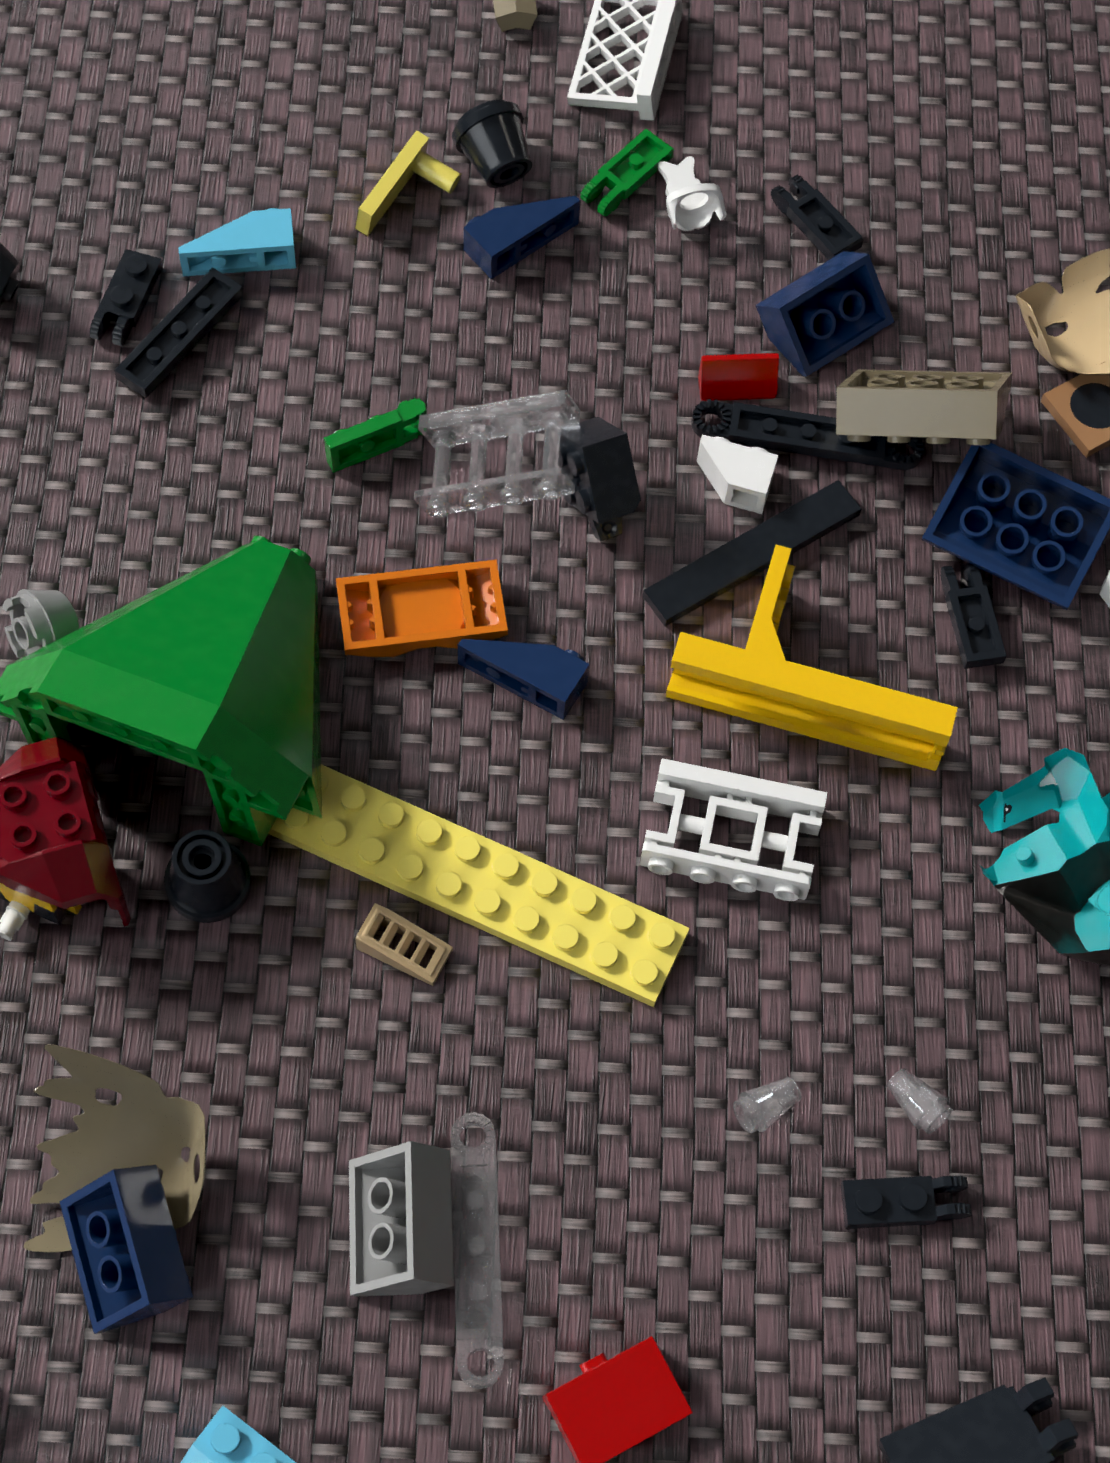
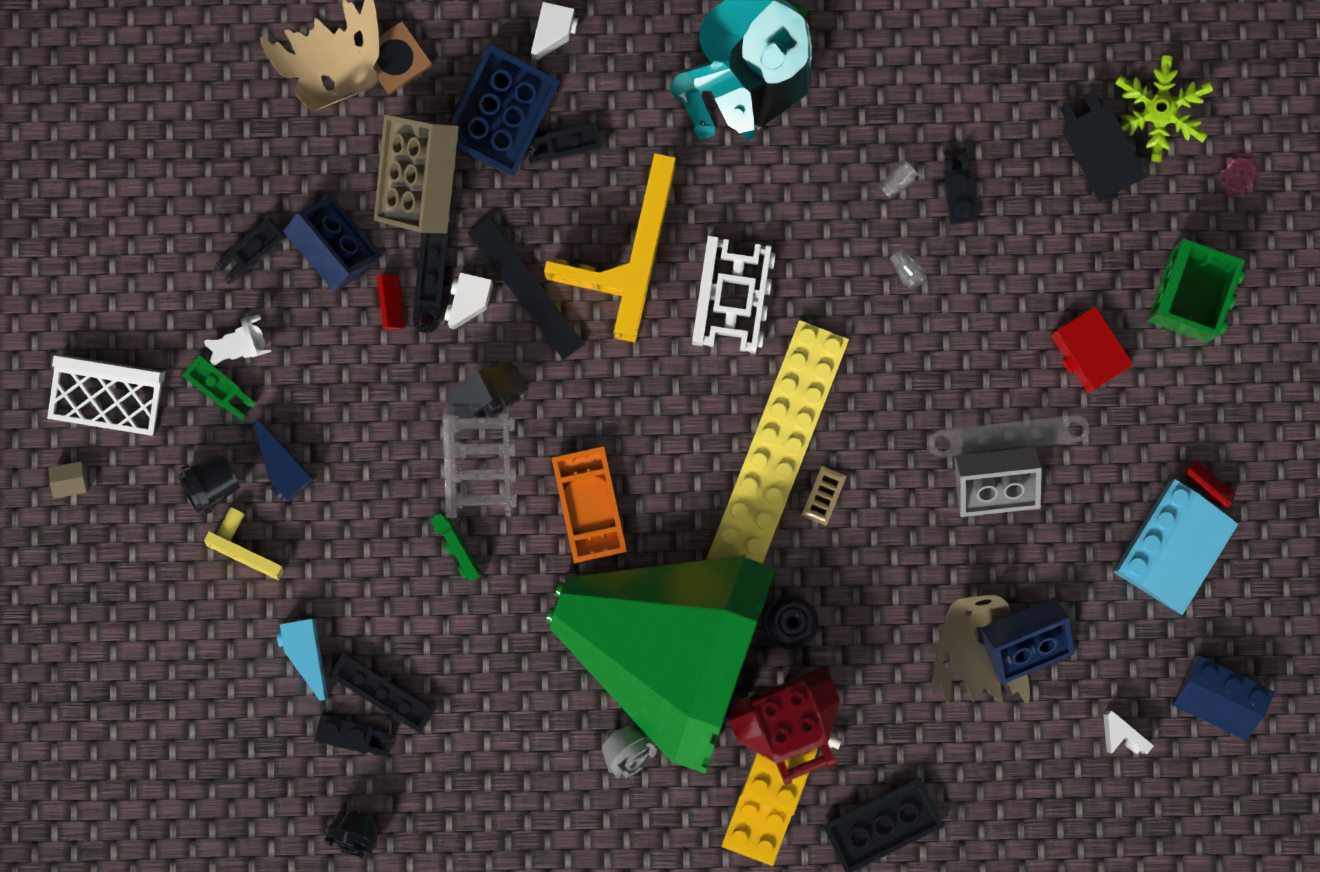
camera: 90 degrees left, 20 degrees up
(529, 670) = (631, 424): dark blue slope -> none

